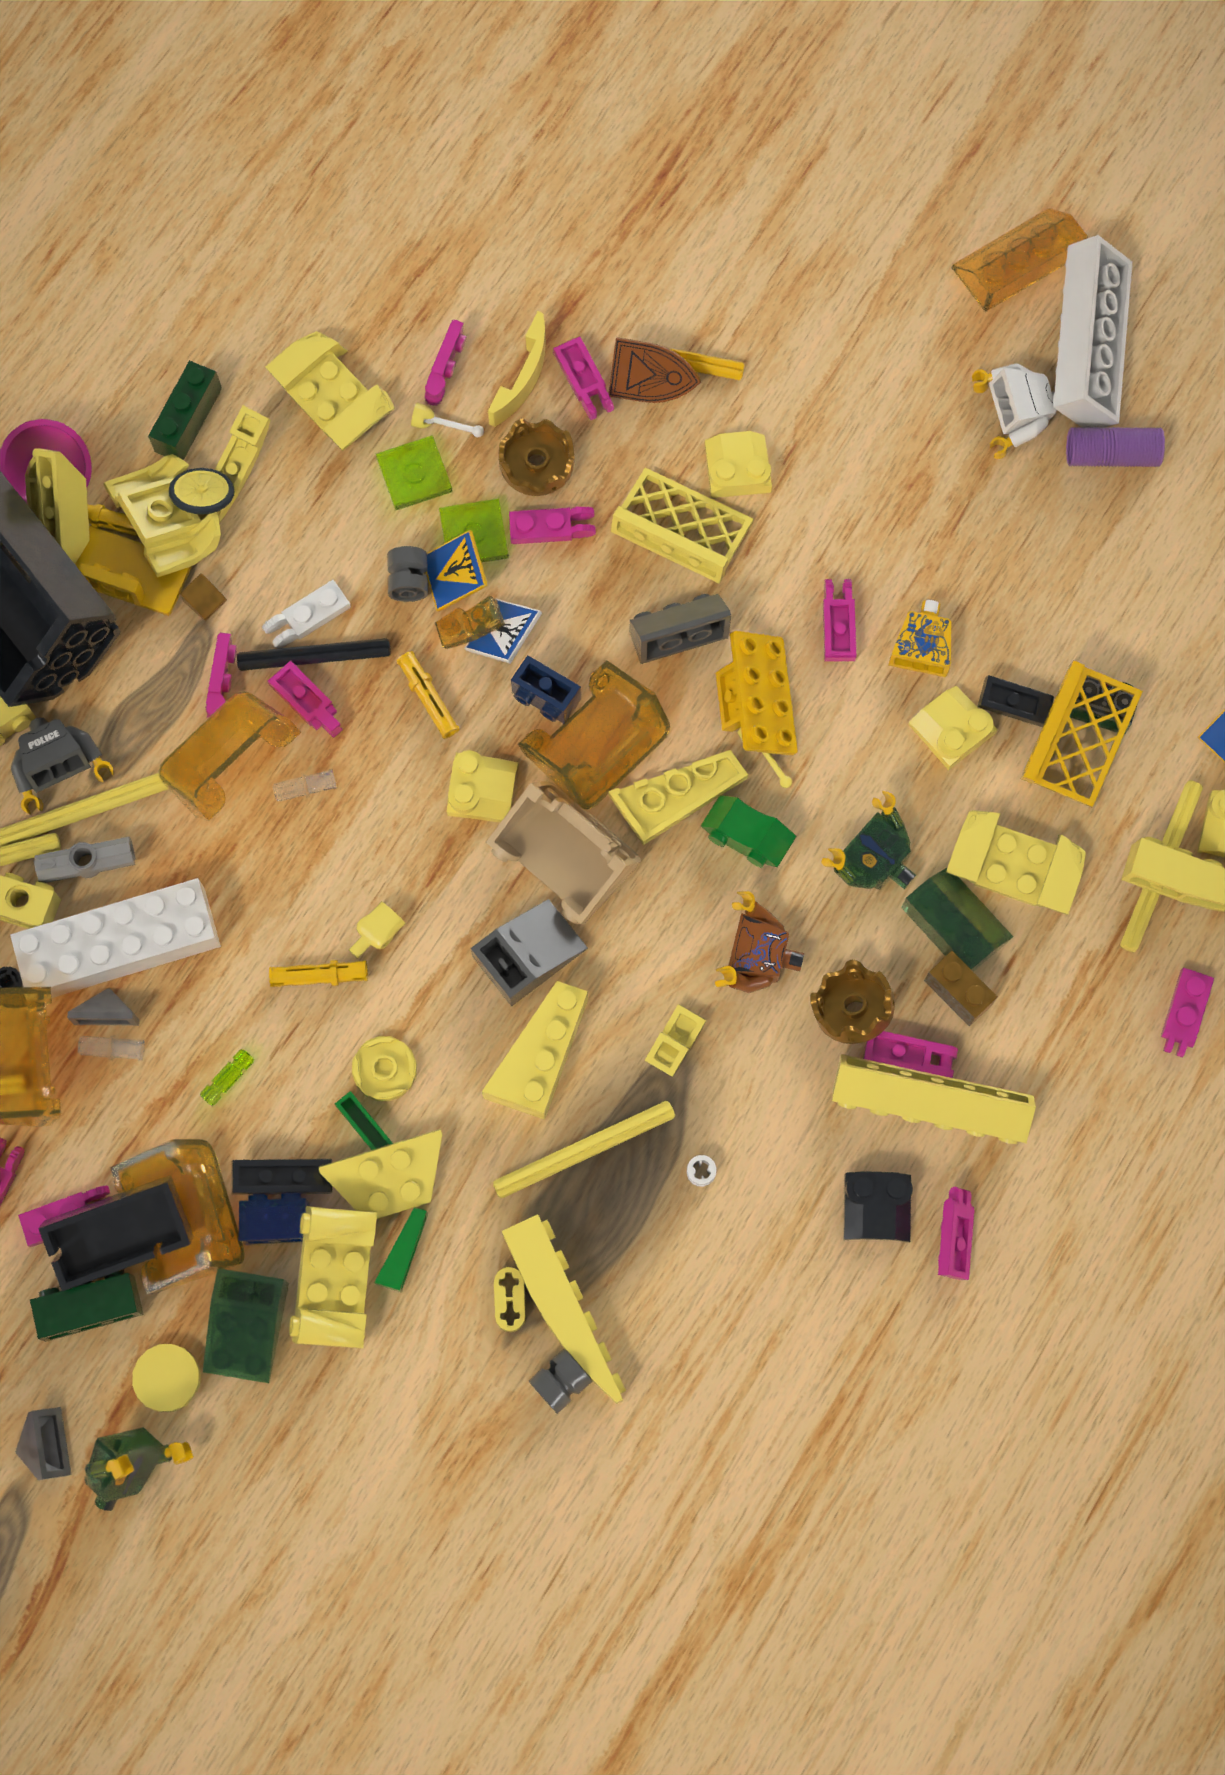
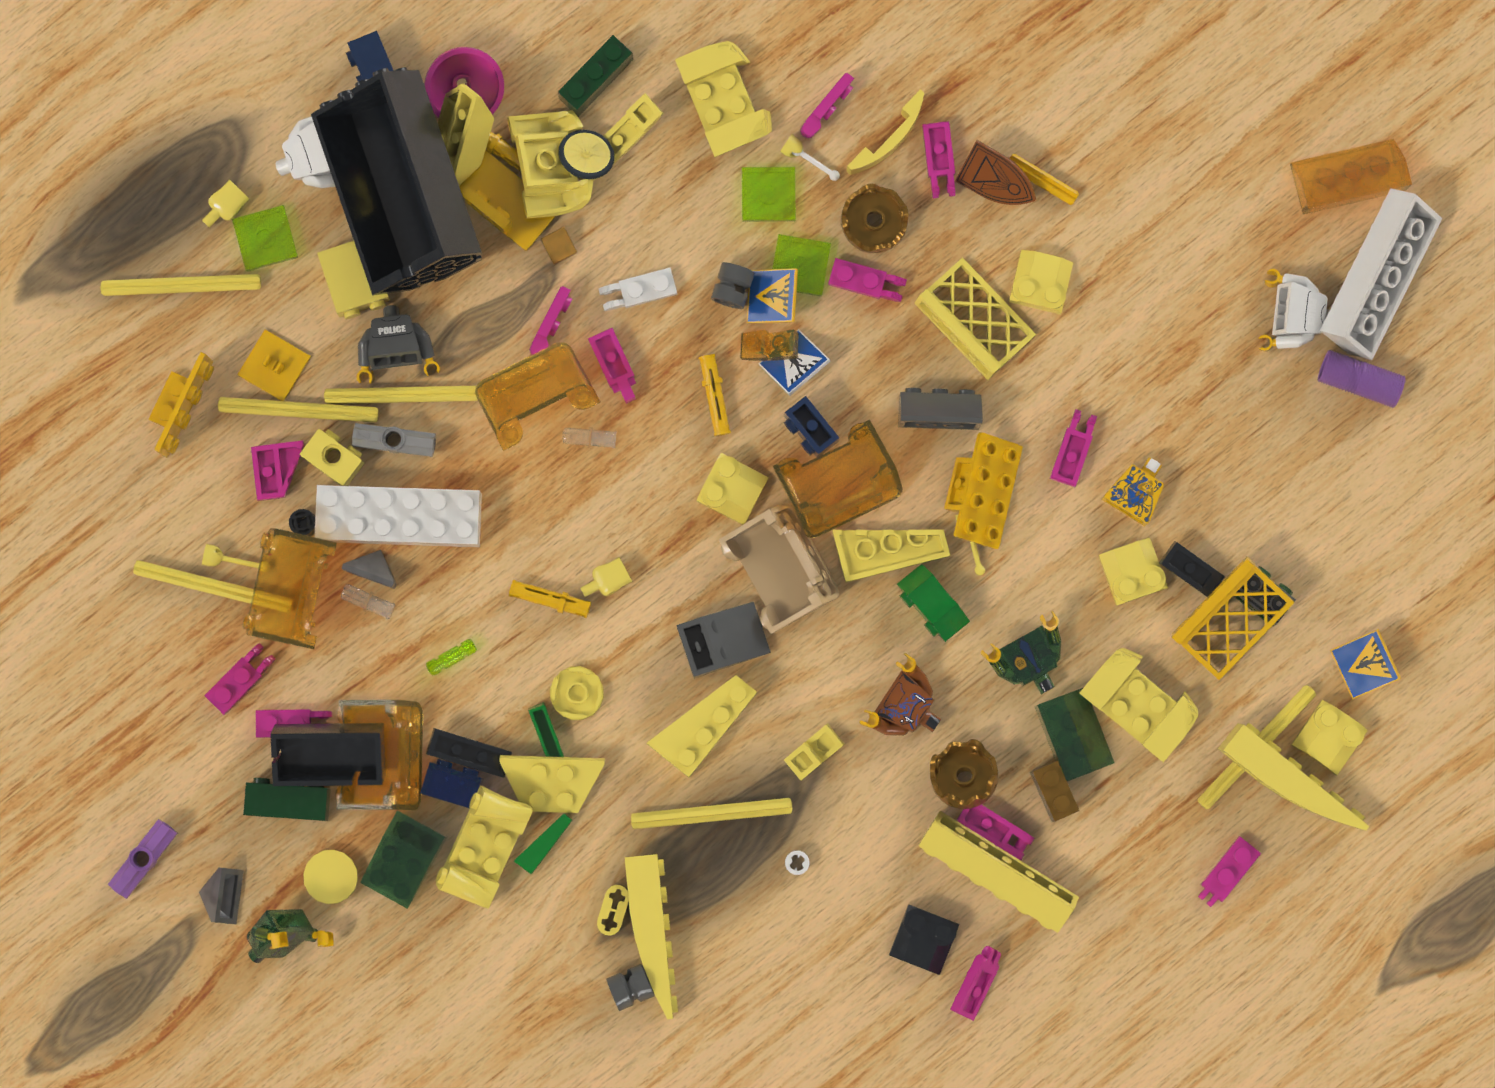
camera: 15 degrees right, 10 degrees up
(314, 654) = (633, 326): black axle -> none

